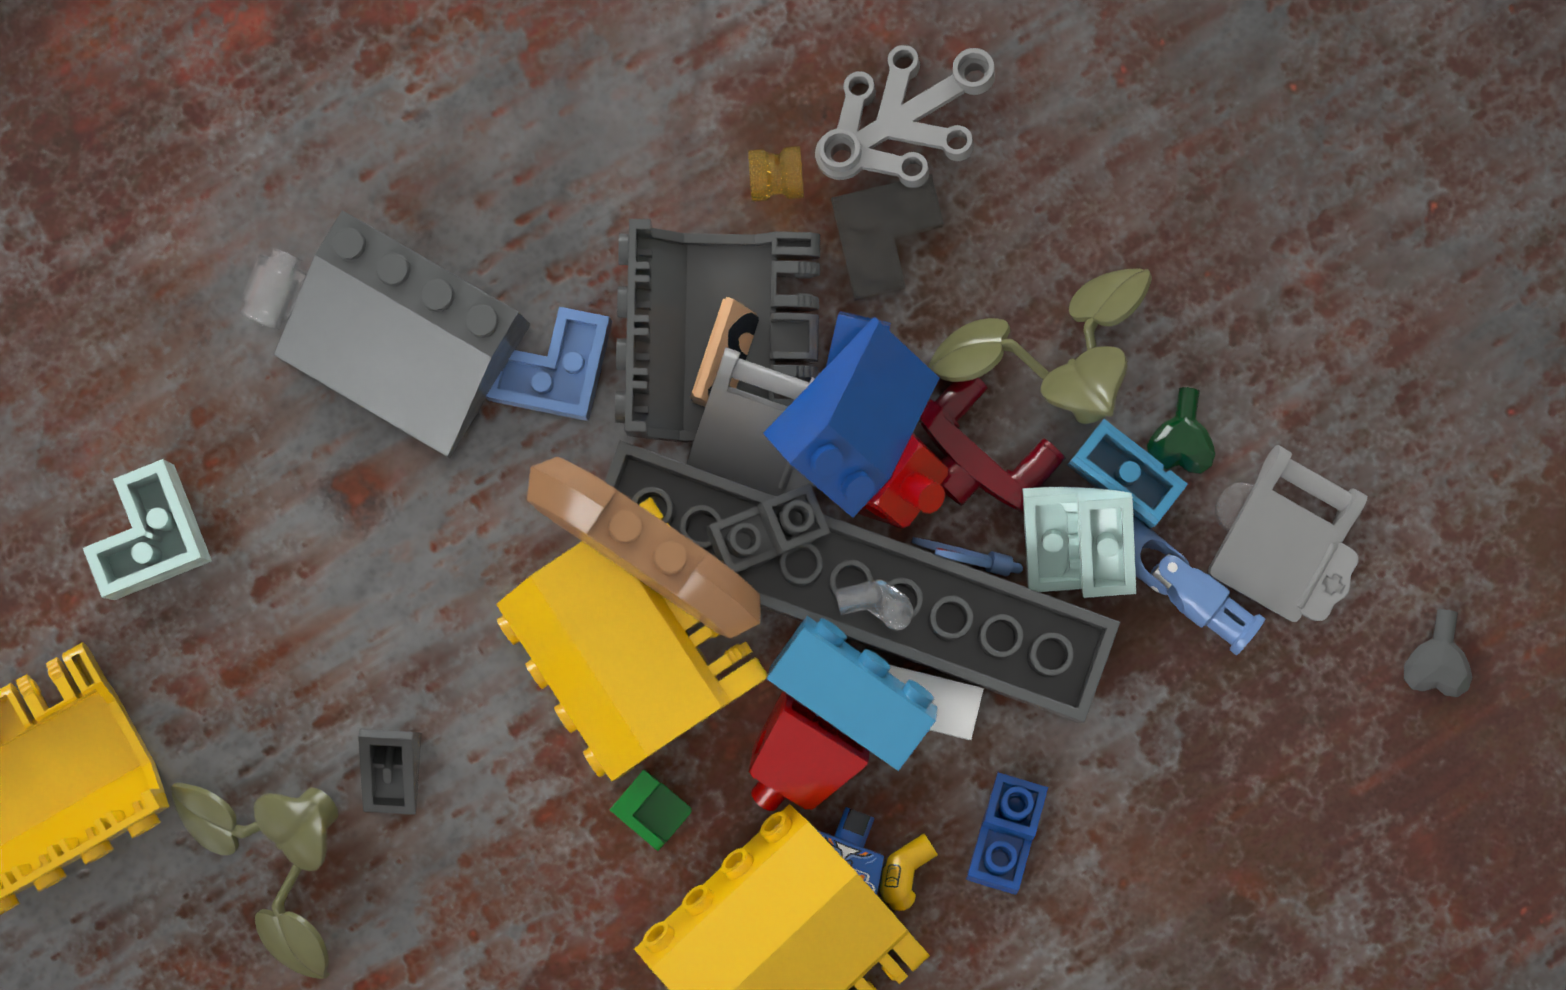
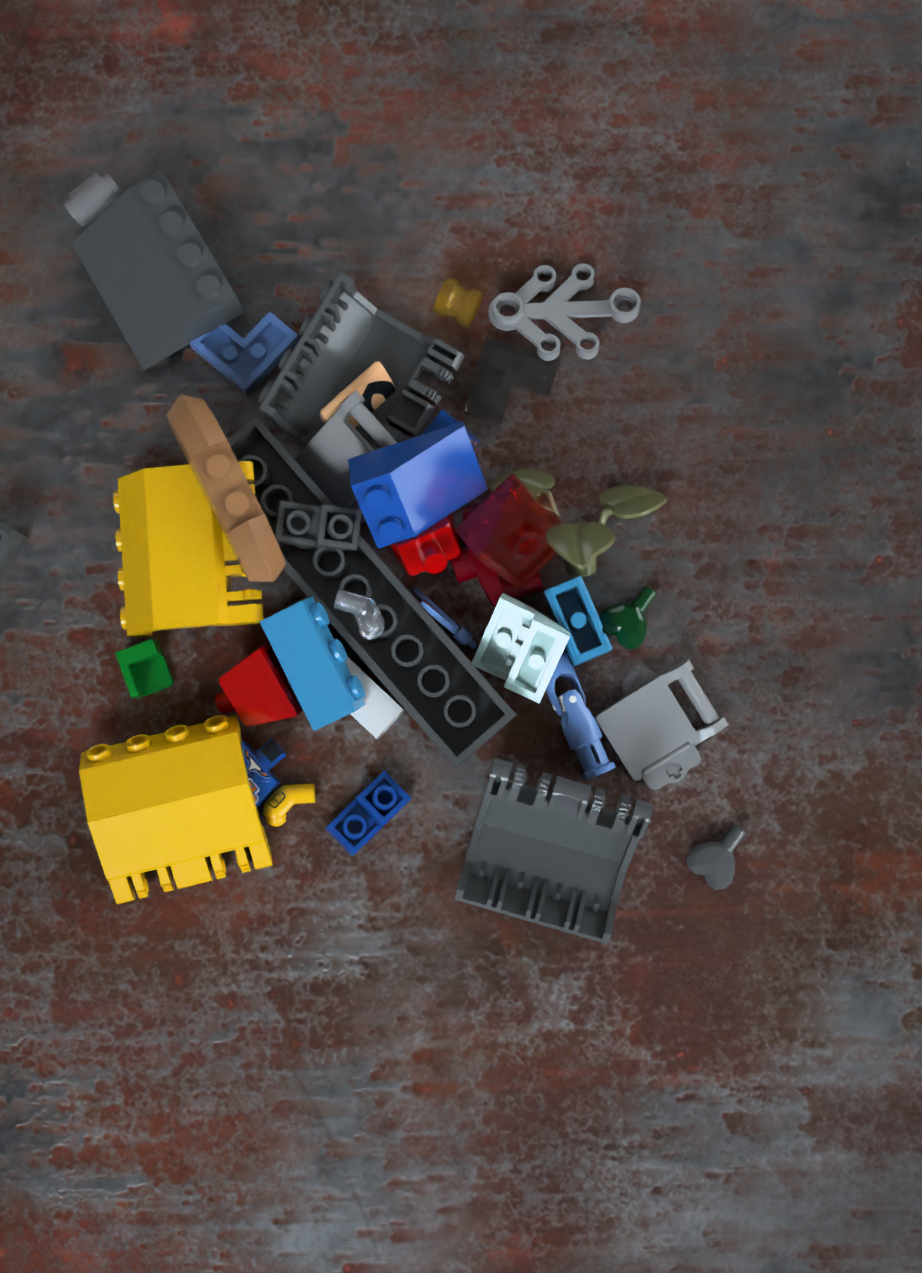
camera: 30 degrees right, 0 degrees up
(996, 412) = (511, 532): none -> clear red slope
(1246, 762) = (551, 852): none -> dark grey hinge

